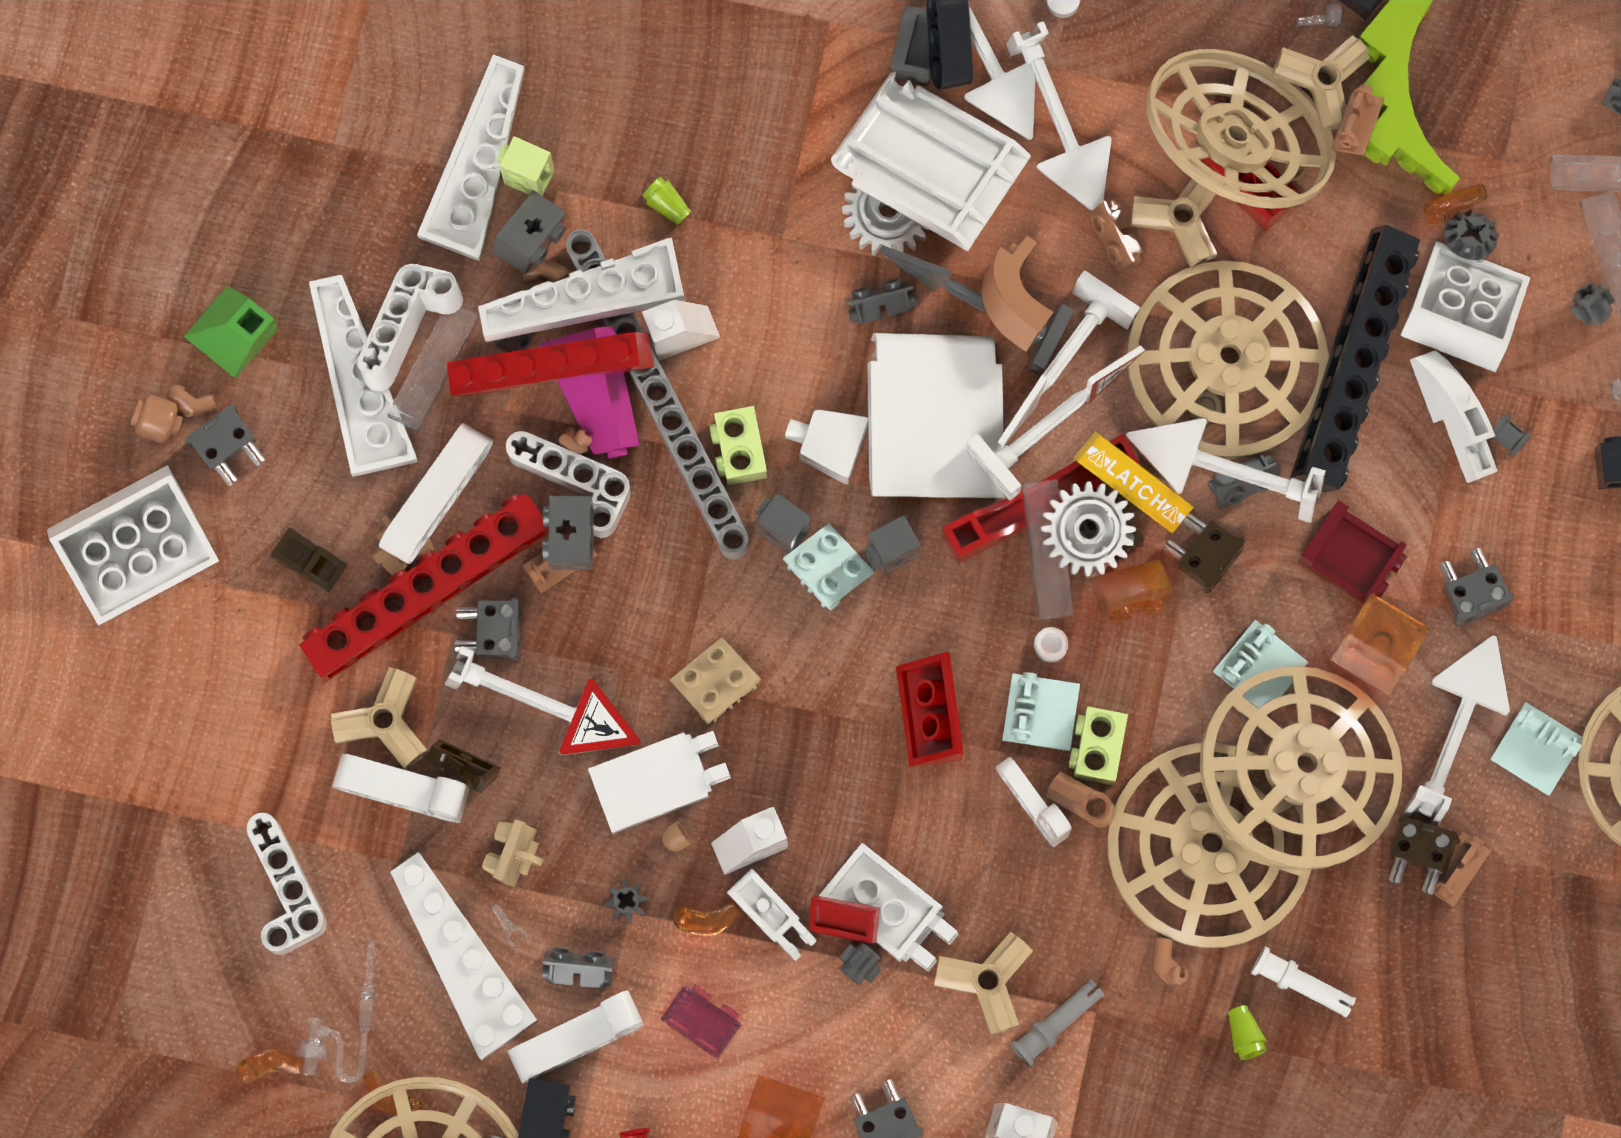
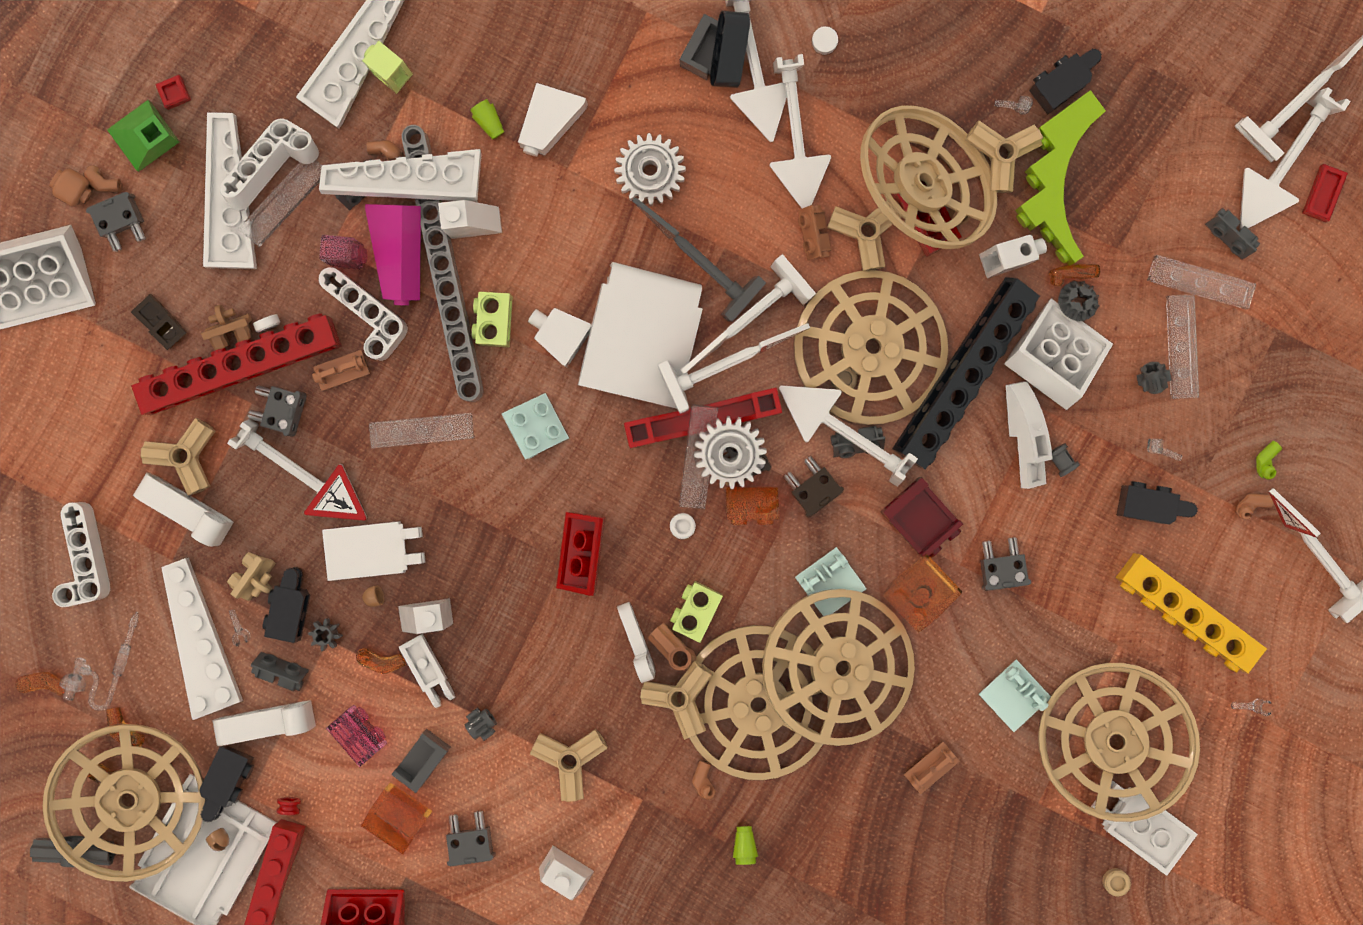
camera: 15 degrees right, 10 degrees up
(255, 269) = (173, 92): none -> red tile
(436, 493) = (257, 299): white beam -> none
(450, 525) = (266, 323): none -> white tile
(463, 765) = (231, 506): dark brown wing -> none
(529, 408) = (342, 252): none -> clear pink brick
(530, 232) = (382, 106): dark grey brick -> none
(550, 363) = (364, 224): red arch -> none
(569, 881) = (287, 608): none -> black hinge
(575, 440) = (370, 284): nougat arm -> none
(578, 550) = (351, 368): dark grey brick -> none
(683, 610) = (421, 430): none -> clear tile
(715, 680) = (431, 489): tan hinge -> none
(744, 180) = (549, 118): none -> white slope
(782, 523) = (507, 388): dark grey brick -> none
(795, 1032) = (421, 760): none -> dark grey panel
(844, 919) = (477, 689): red tile -> none
(867, 302) = (635, 235): dark grey hinge -> none
(892, 546) = (583, 426): dark grey brick -> none
(905, 910) = (512, 687): white tile -> none
(930, 161) = (690, 140): white piece -> none
(1007, 301) = (716, 261): nougat arch -> none
(1041, 711) = (661, 574): light aqua hinge -> none
(1044, 1033) = (601, 807): light grey pin -> none
(1123, 876) = (666, 696): none -> tan piece
(1133, 482) = (773, 425): yellow tile -> none
(1288, 975) = (787, 813): white pin -> none
(1358, 121) = (1019, 193): nougat hinge -> none
(1370, 200) = (1012, 255): none -> white torso
(1425, 844) = (913, 744): dark brown piece -> none
(1477, 680) = (986, 635): white piece -> none

